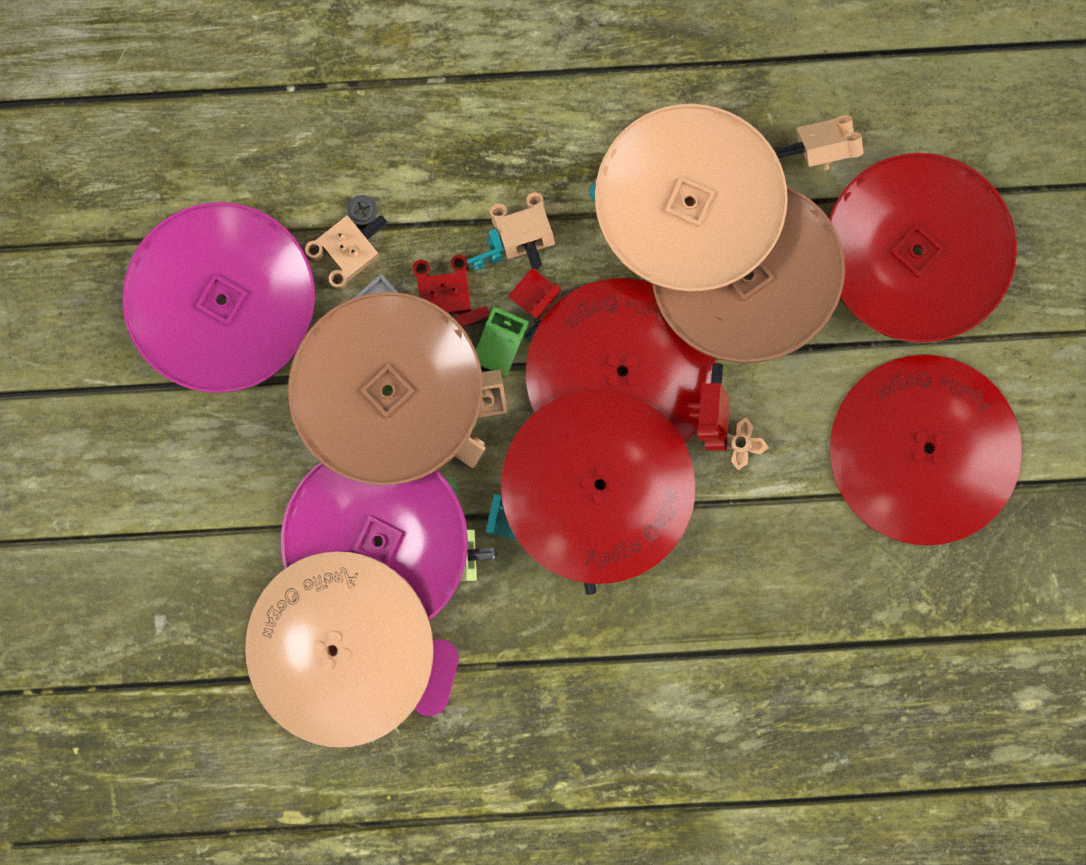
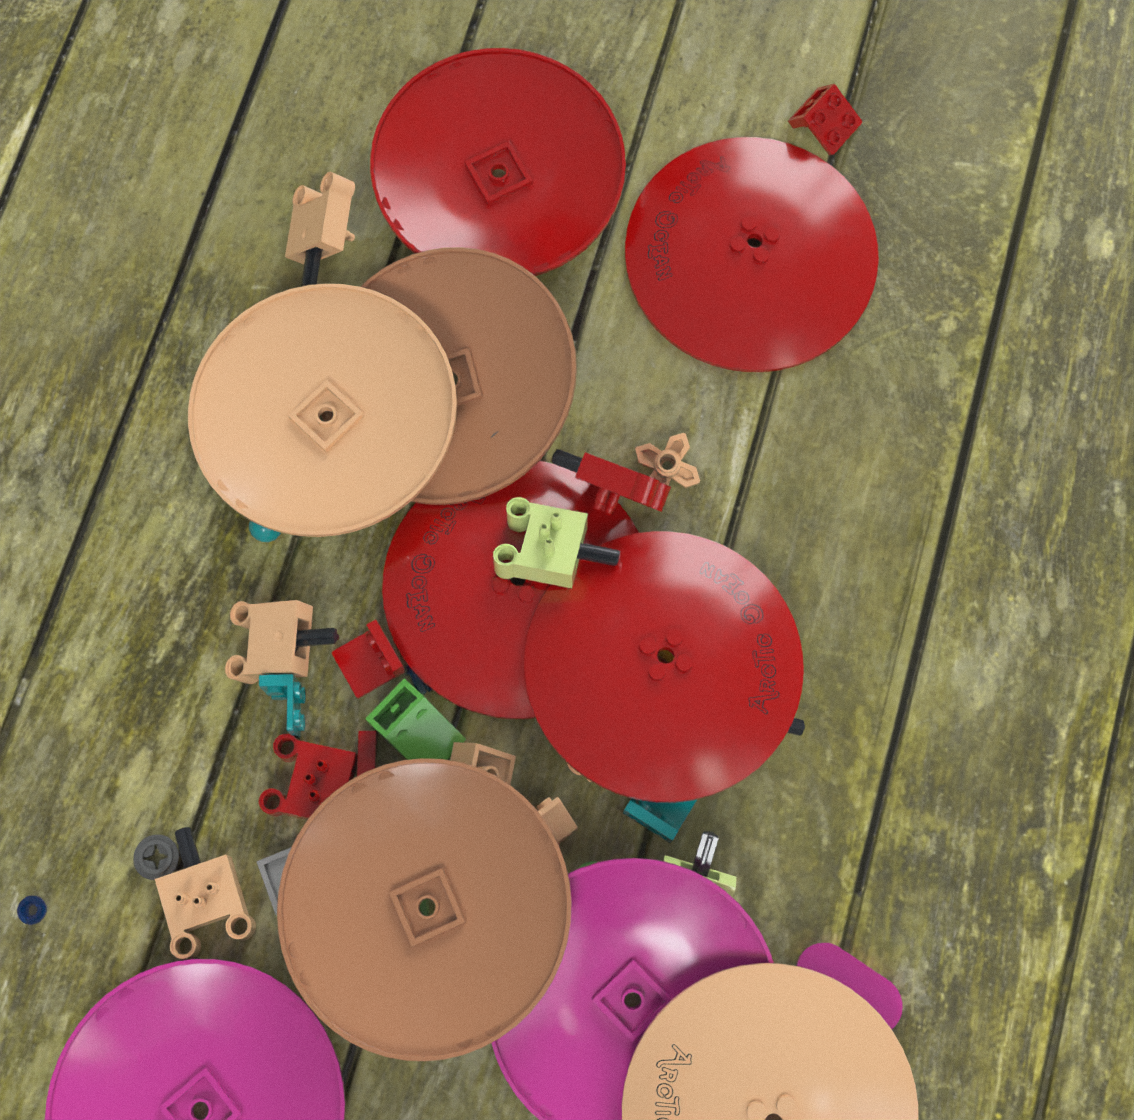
camera: 75 degrees left, 10 degrees down
(303, 141) = (23, 910): none -> clear blue plate
(650, 384) = (550, 545): none -> yellowish green piece
(1051, 469) = (827, 117): none -> red bracket

